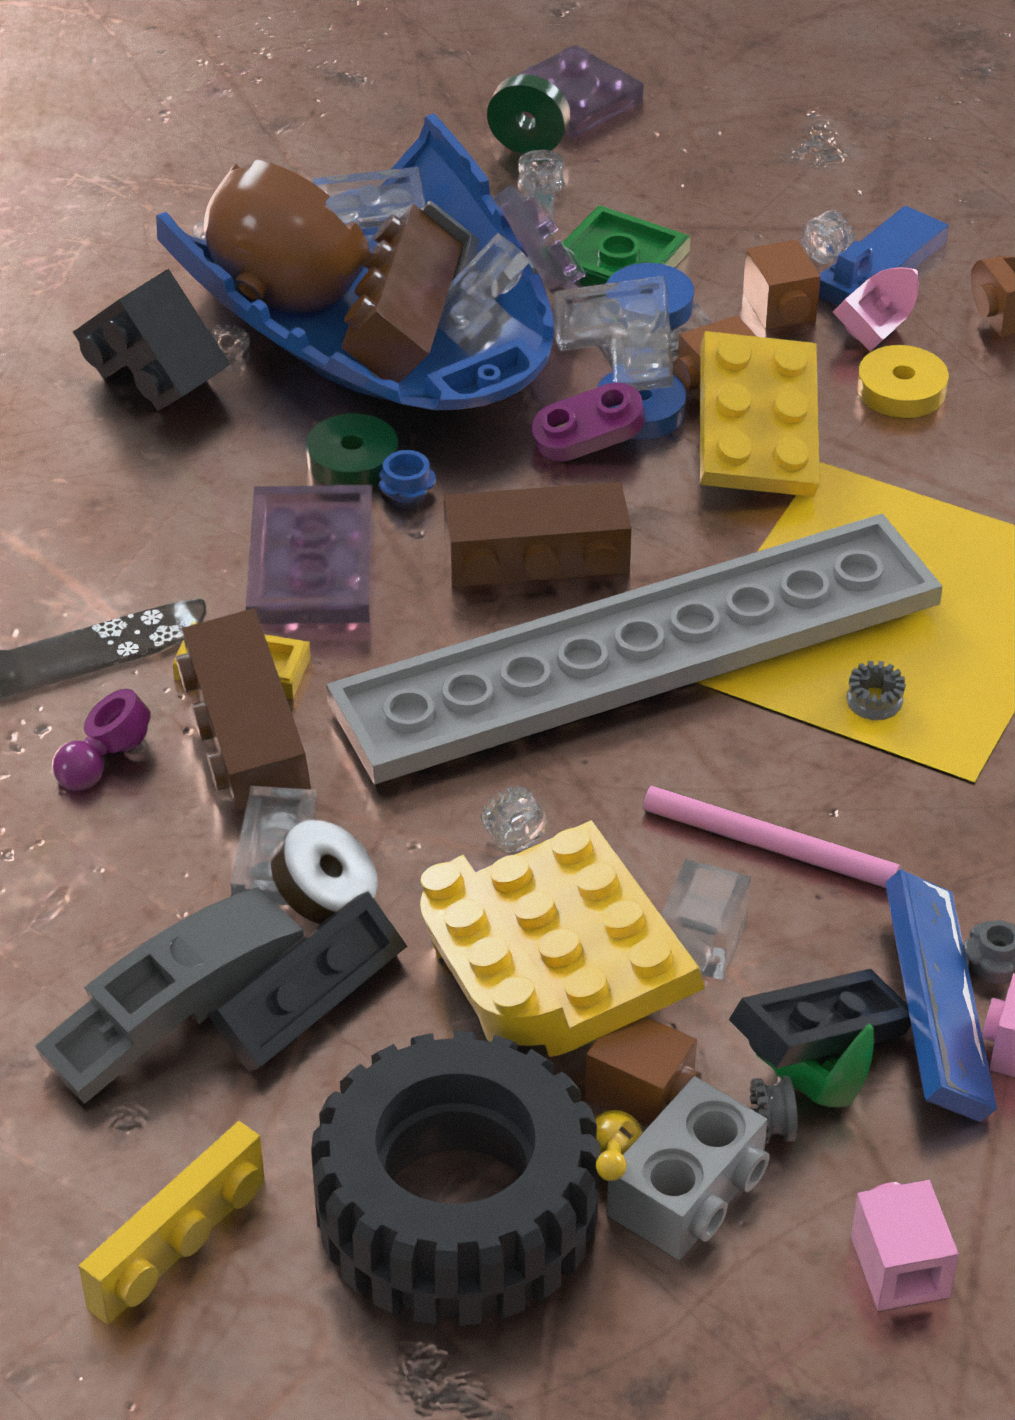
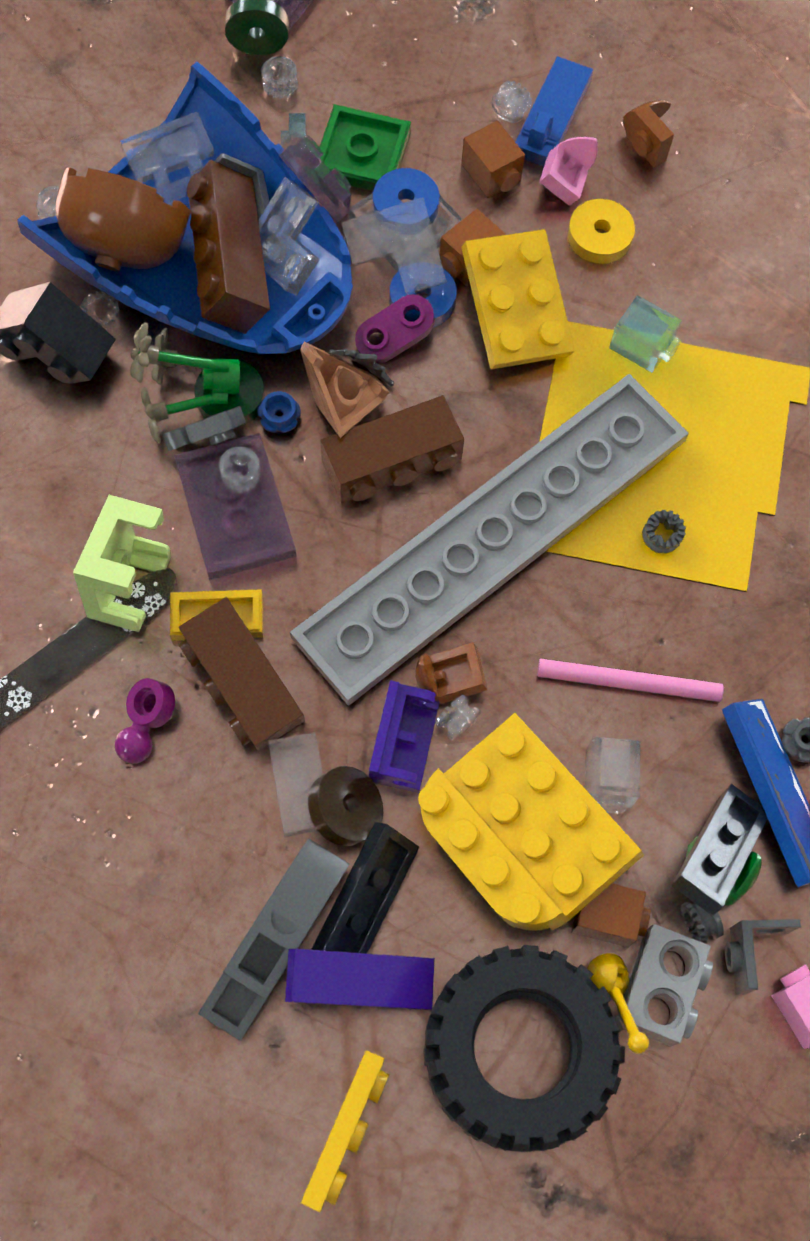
camera: 20 degrees left, 25 degrees up
(127, 557) = (108, 560): none -> yellowish green panel
(254, 1044) = (359, 979): none -> dark purple tile
(308, 464) = (215, 428): none -> dark grey plate
(319, 516) = (237, 481): none -> clear bush
(340, 413) = (218, 375): none -> plant
(428, 820) = (404, 737): none -> dark purple hinge
(489, 456) = (341, 389): none -> nougat slope
(534, 441) = (365, 360): none -> dark grey piece
(535, 766) = (451, 673): none -> dark orange plate
(834, 1141) = (741, 953): none -> dark grey bracket
(920, 481) = (646, 334): none -> clear light blue brick

